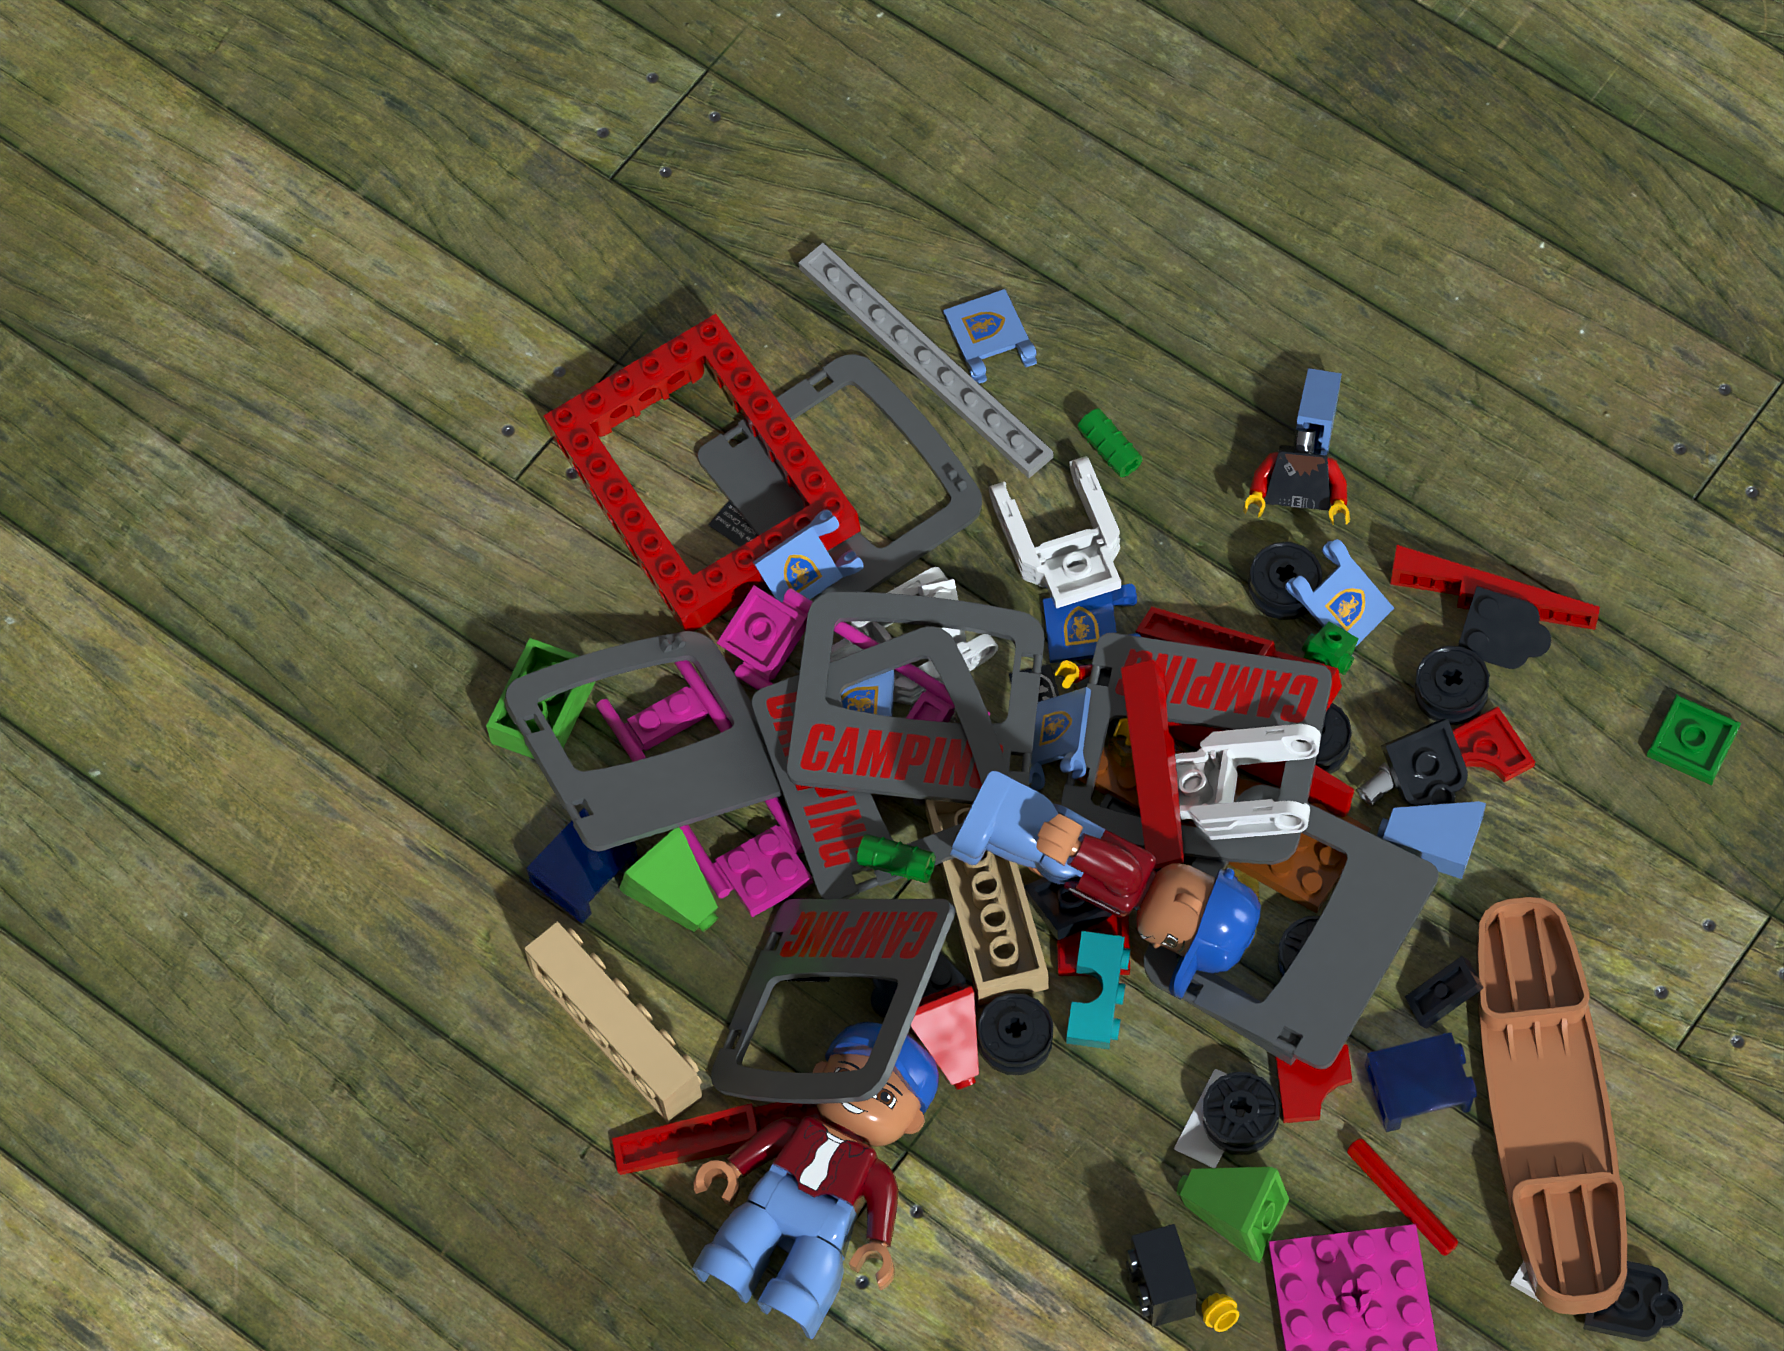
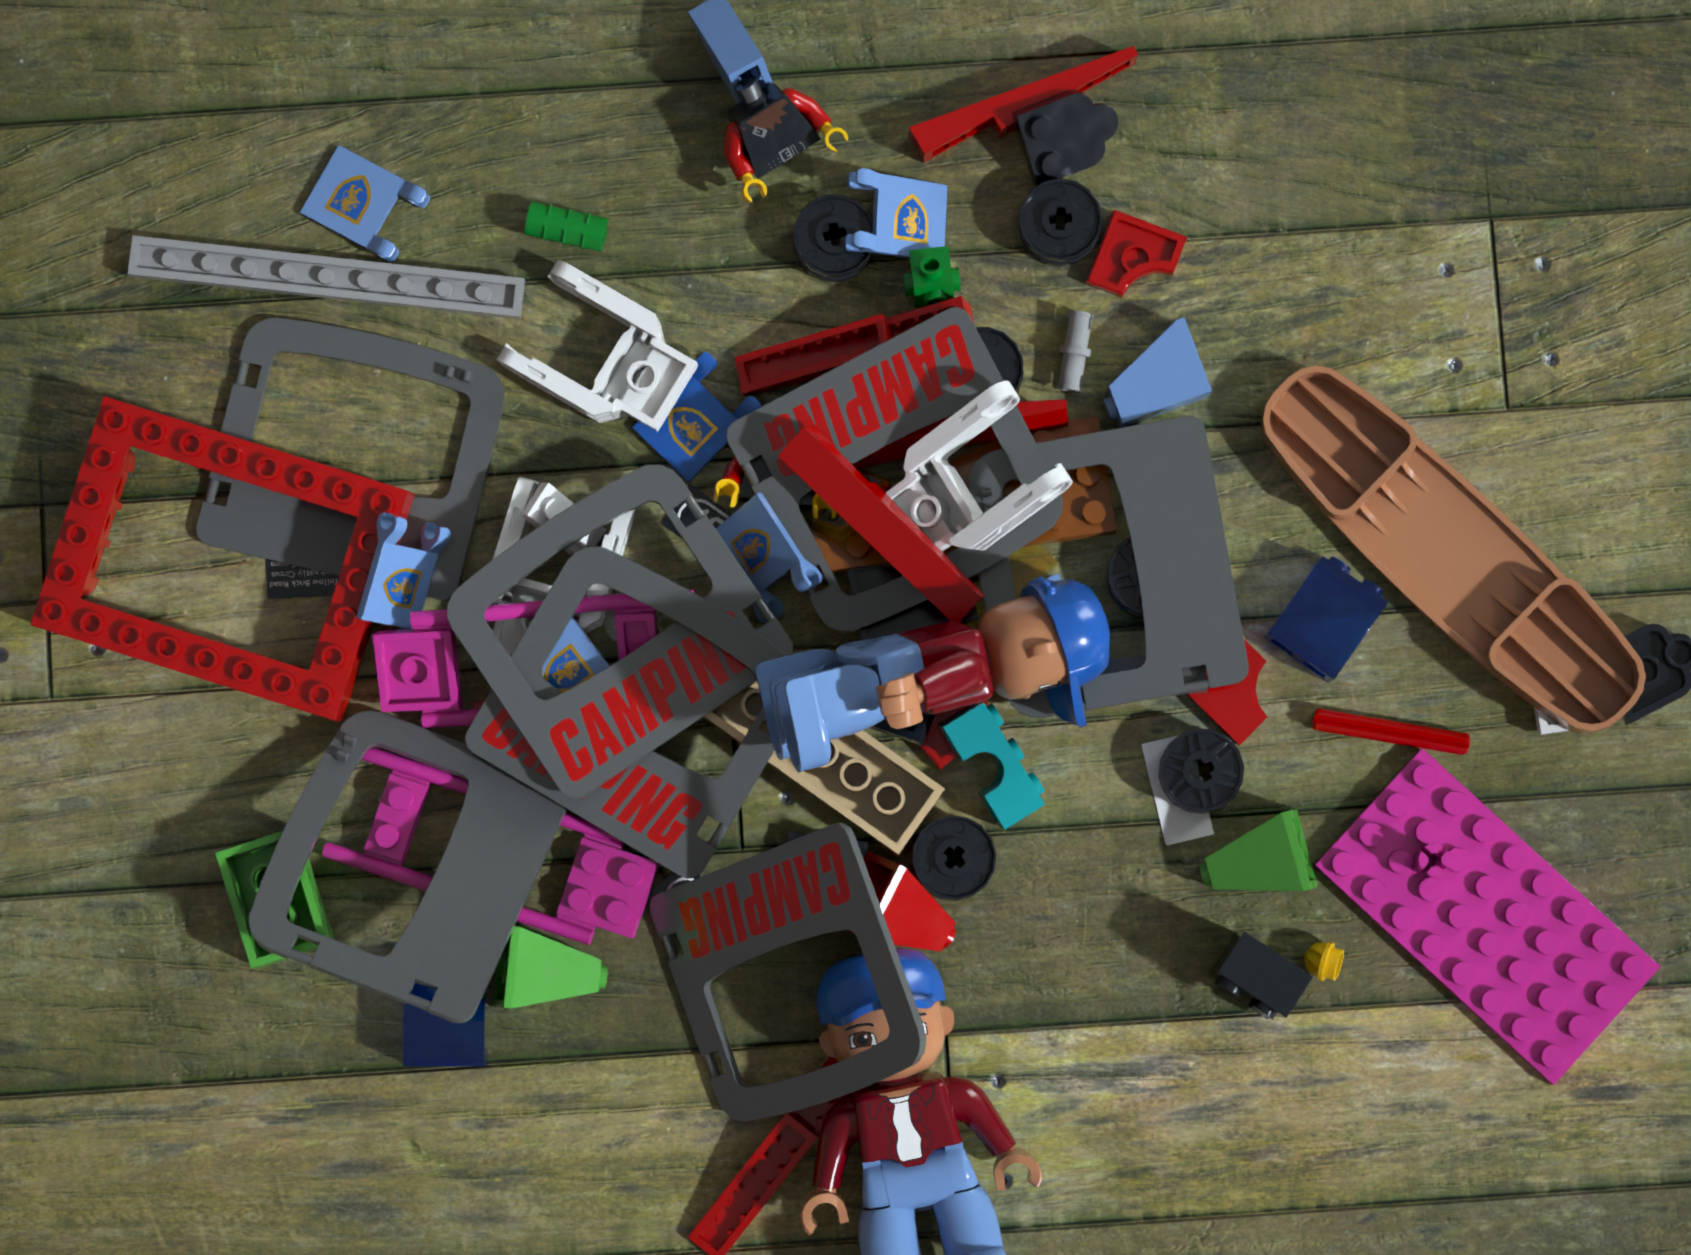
camera: 45 degrees left, 20 degrees up
(614, 1022) = (604, 1142): tan brick -> none
(896, 858) = (730, 797): green axle -> none
(1427, 765) = (1105, 321): black plate -> none
(1444, 992) = (1284, 521): black plate -> none
(1693, 739) = (1302, 104): green tile -> none

